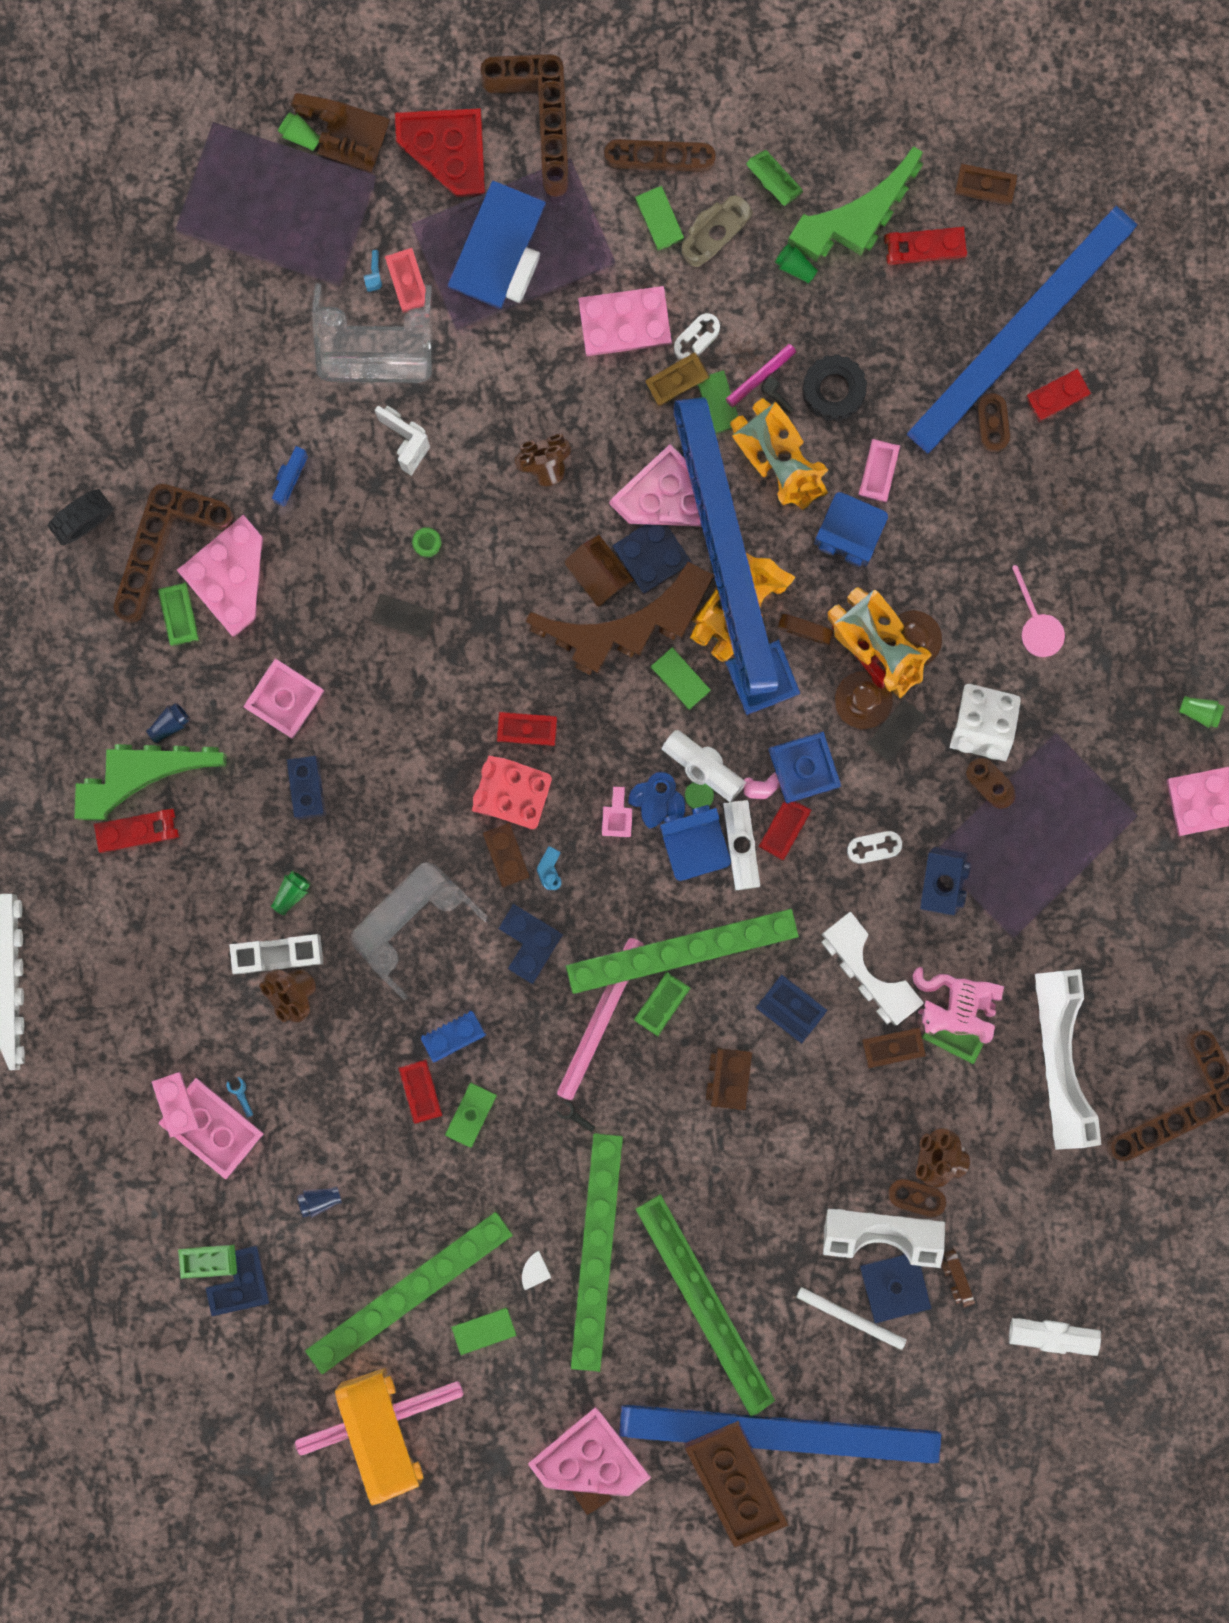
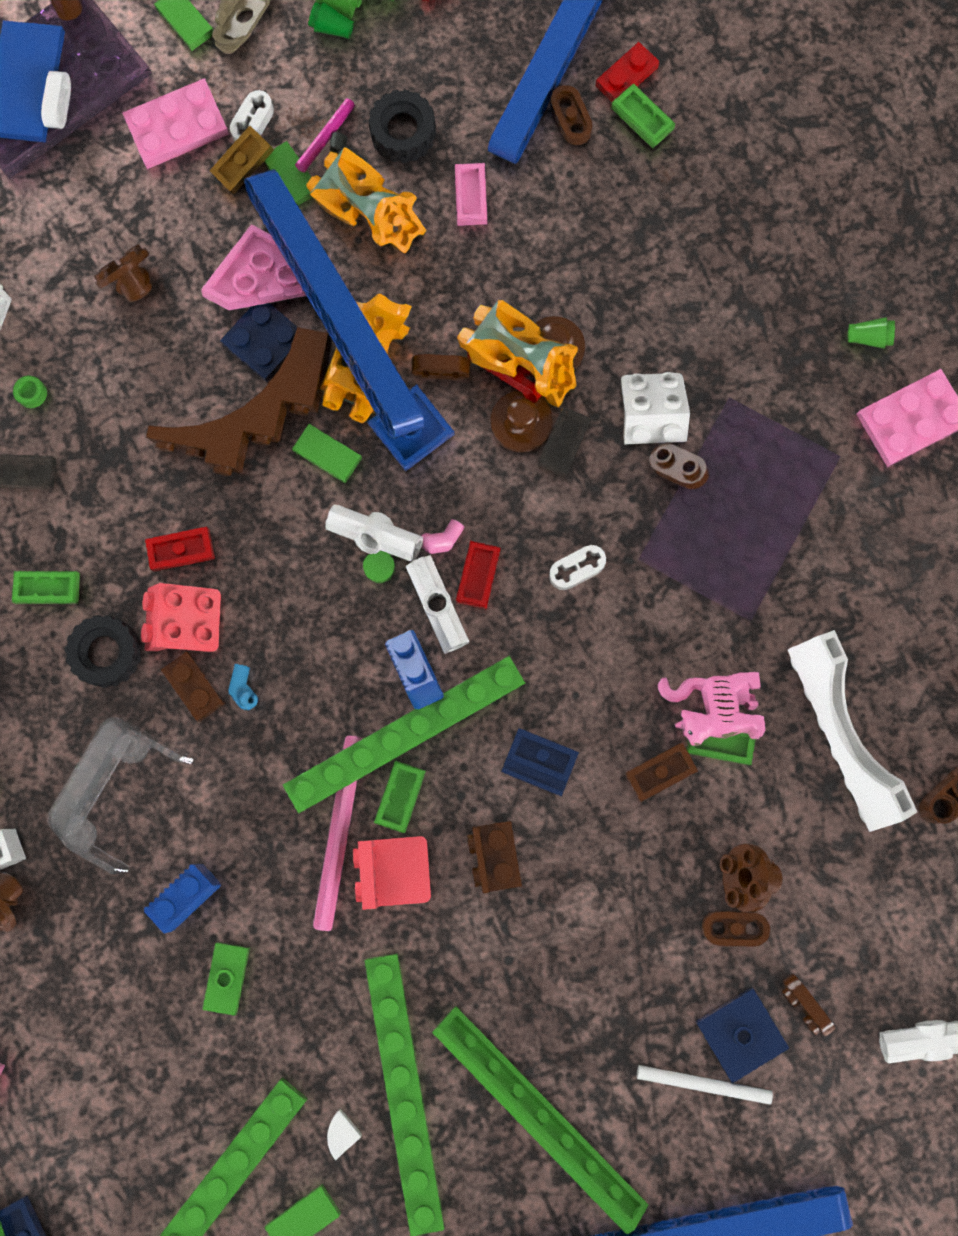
camera: 10 degrees left, 5 degrees down
(317, 1201) = (79, 1126): dark blue cone -> none
(399, 729) = (45, 587): none -> bright green plate
(420, 1091) = (163, 968): red plate -> none
(436, 779) = (85, 634): none -> black tyre
(537, 940) = (250, 771): dark blue plate -> none
(576, 1118) = (340, 947): pearl dark grey hand -> none
(598, 570) = (211, 368): reddish brown panel -> none
(617, 819) = (298, 614): bright pink plate -> none
(639, 1066) = (392, 872): none -> coral bracket
(657, 804) = (337, 587): blue plate -> none
(695, 843) = (386, 612): blue bracket -> none
(706, 898) = (414, 669): none -> brick
(804, 767) = (480, 505): blue plate -> none
(851, 529) = (458, 256): blue bracket -> none
(894, 999) = (578, 672): white arch -> none
(917, 1238) = (751, 974): white arch -> none
(935, 895) = (659, 598): dark blue brick -> none
(1042, 633) = (684, 305): bright pink piece -> none
(1059, 442) = (643, 115): none -> bright green plate

